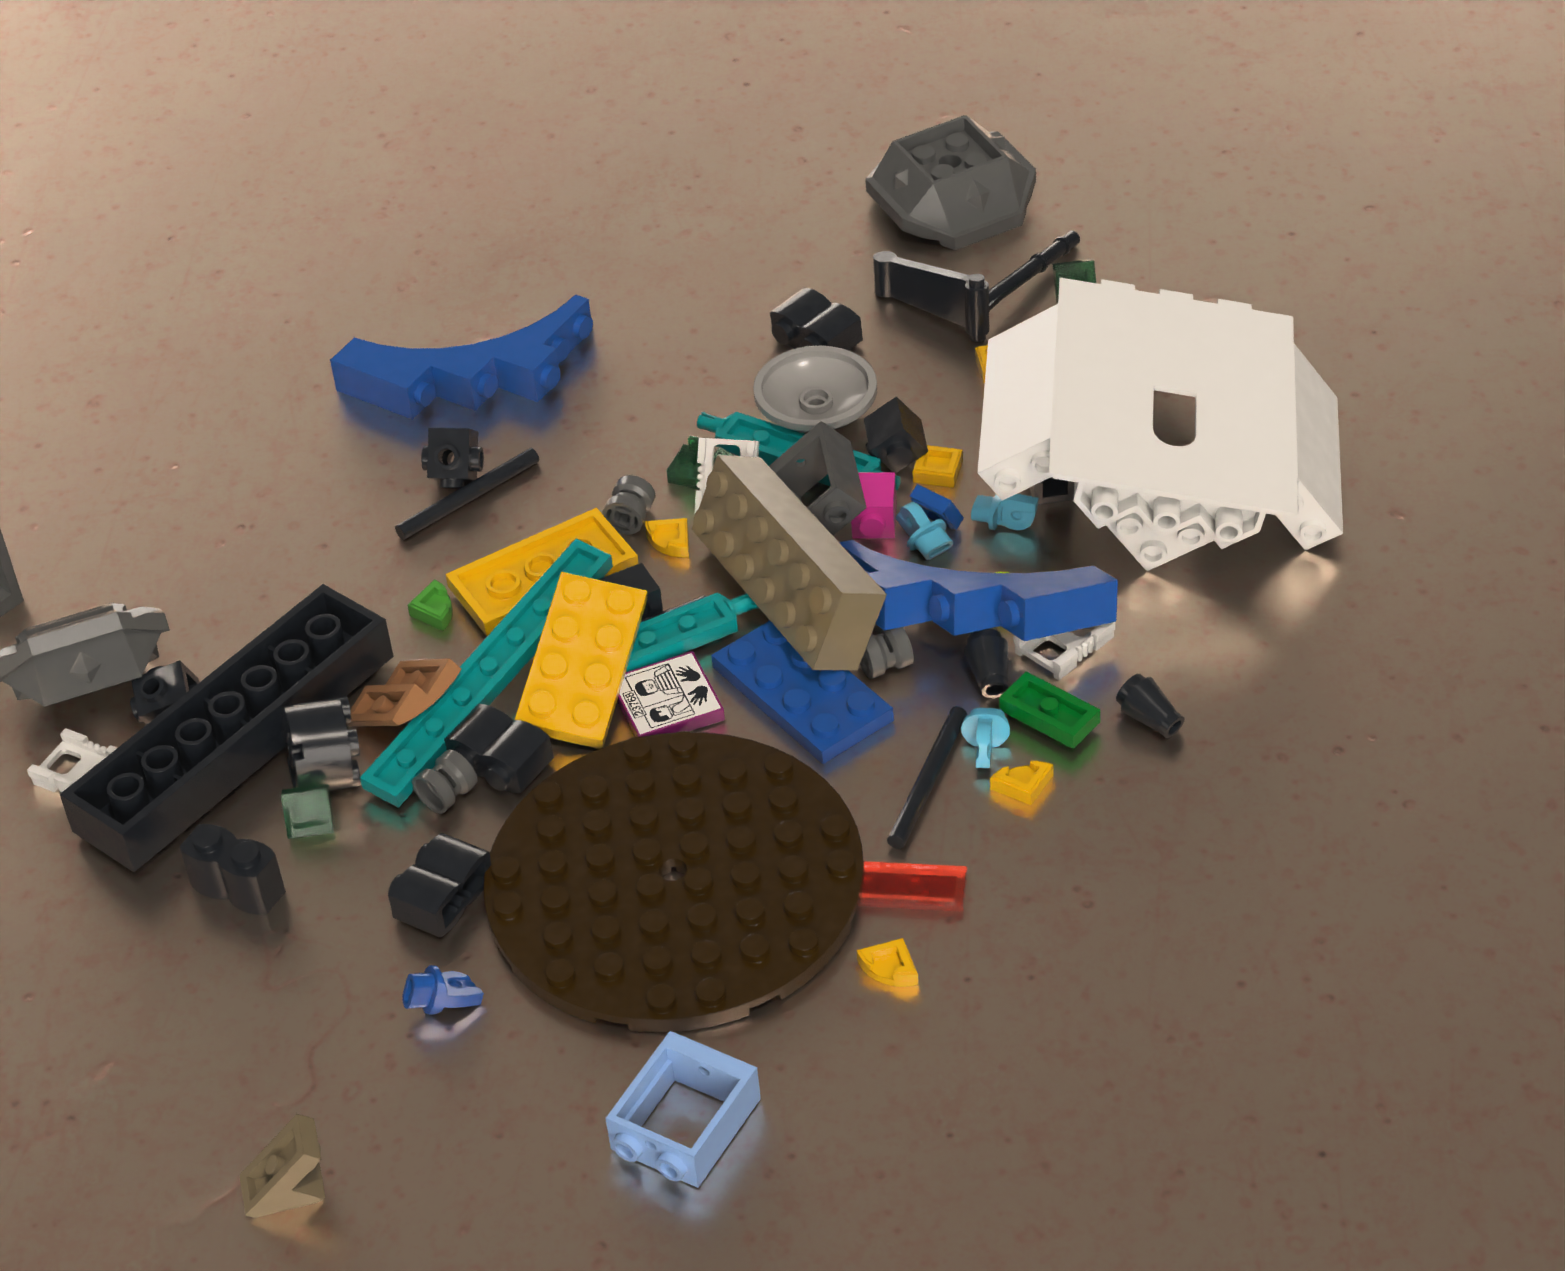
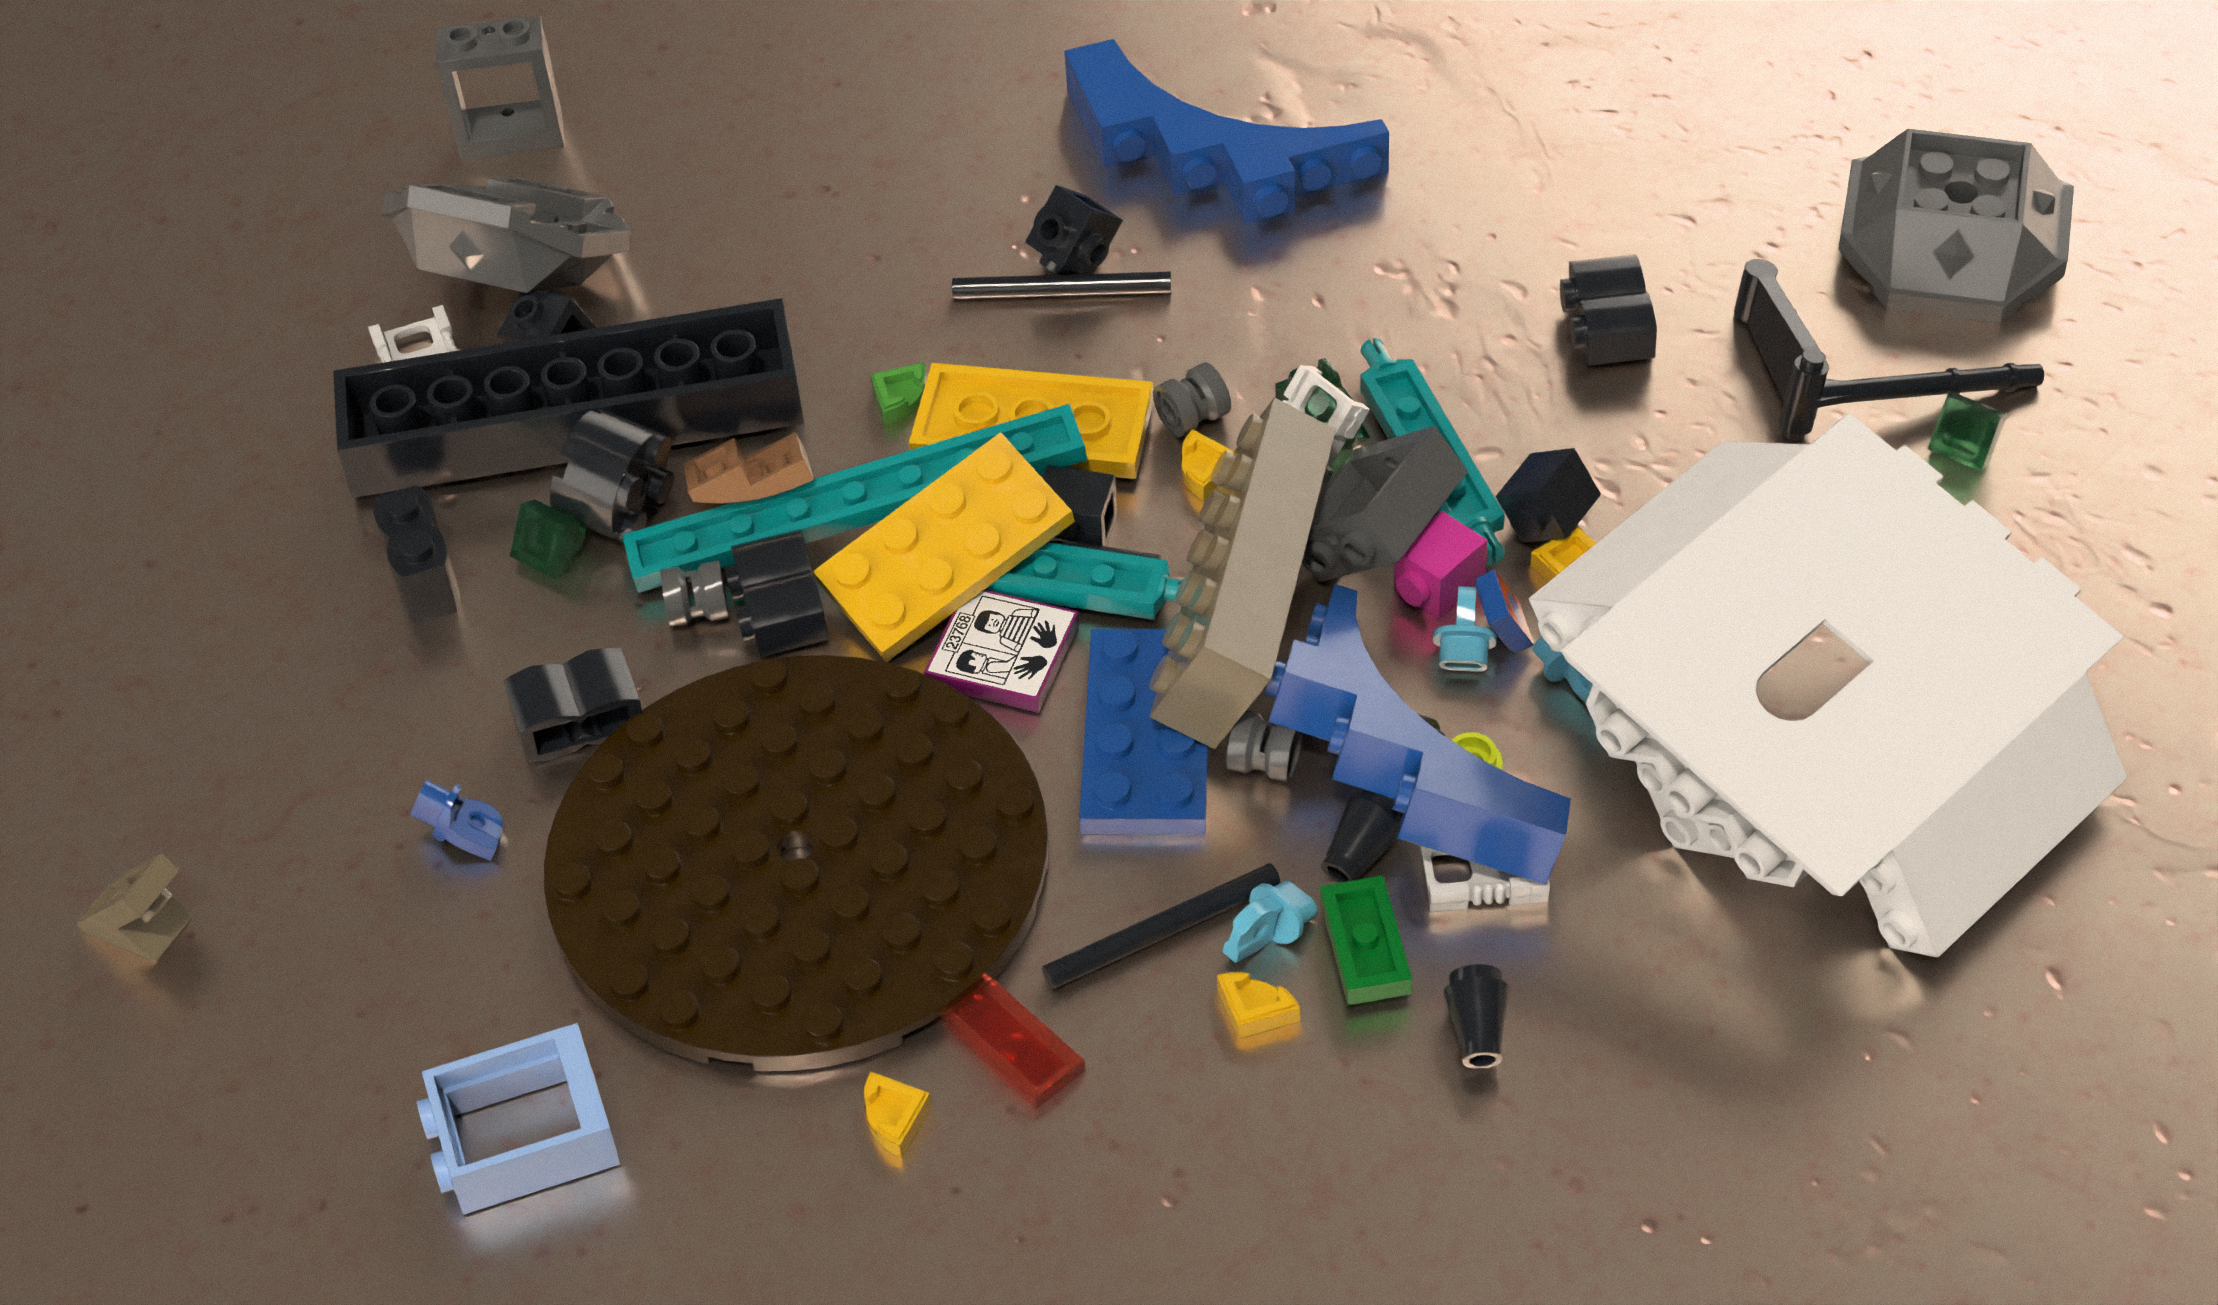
camera: 40 degrees right, 5 degrees up
(814, 387) = (1516, 384): light grey dish -> none

